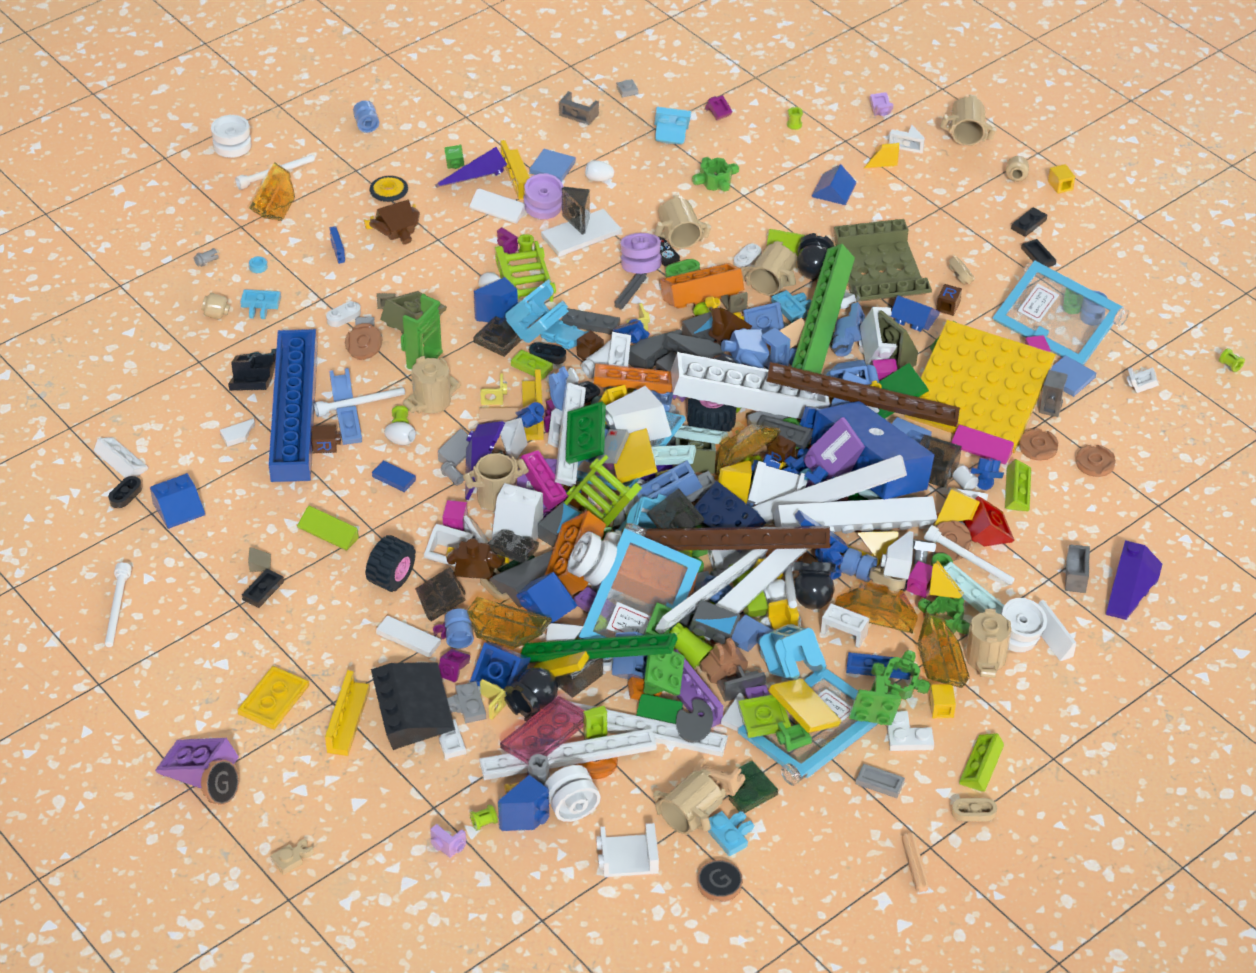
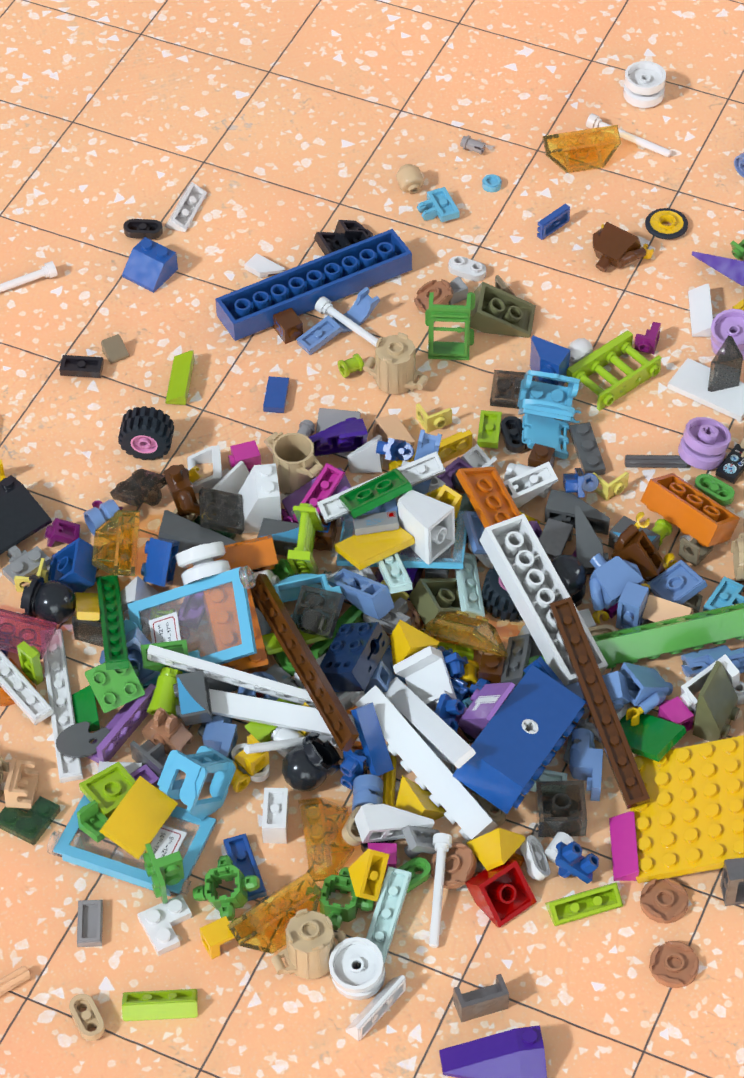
camera: 65 degrees right, 5 degrees up
(400, 433) = (328, 374): white animal -> none
(408, 636) = (82, 488): white tile -> none
(526, 243) = (656, 348): lime bush -> none

